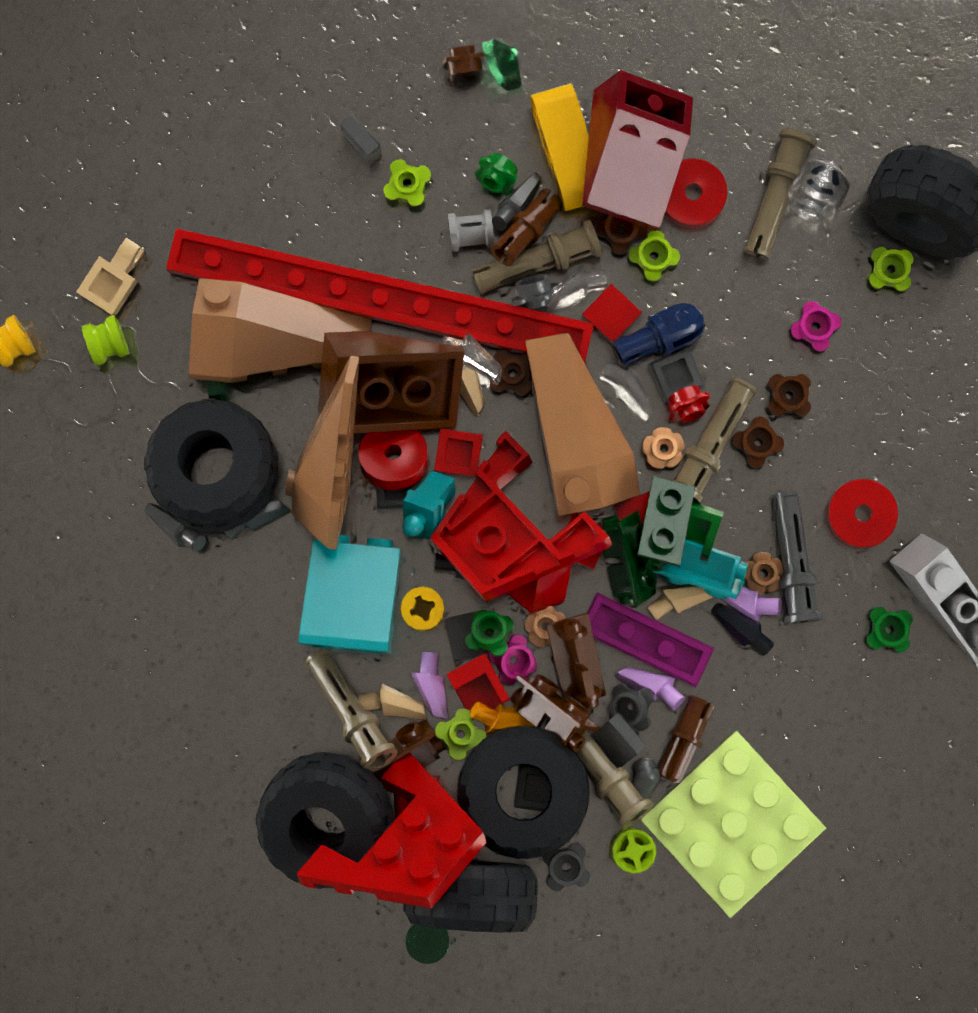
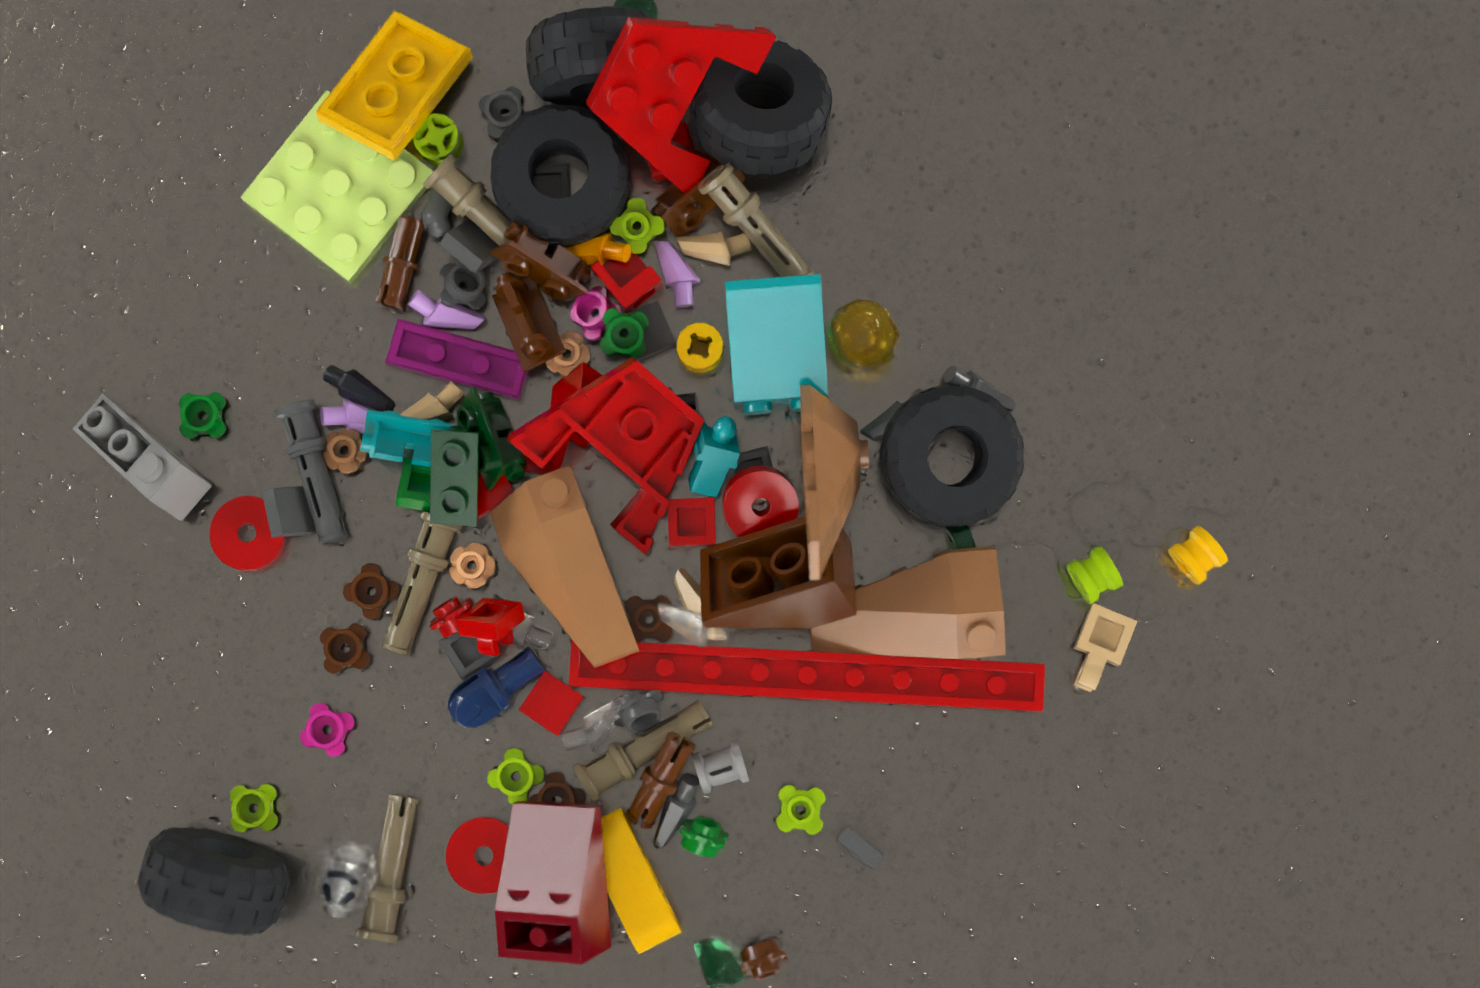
camera: 175 degrees right, 0 degrees up
(270, 592) = (862, 335): none -> clear yellow hair
(654, 389) = (491, 623): none -> red tile
(665, 908) = (394, 85): none -> yellow tile
(823, 524) = (288, 512): none -> dark grey tile

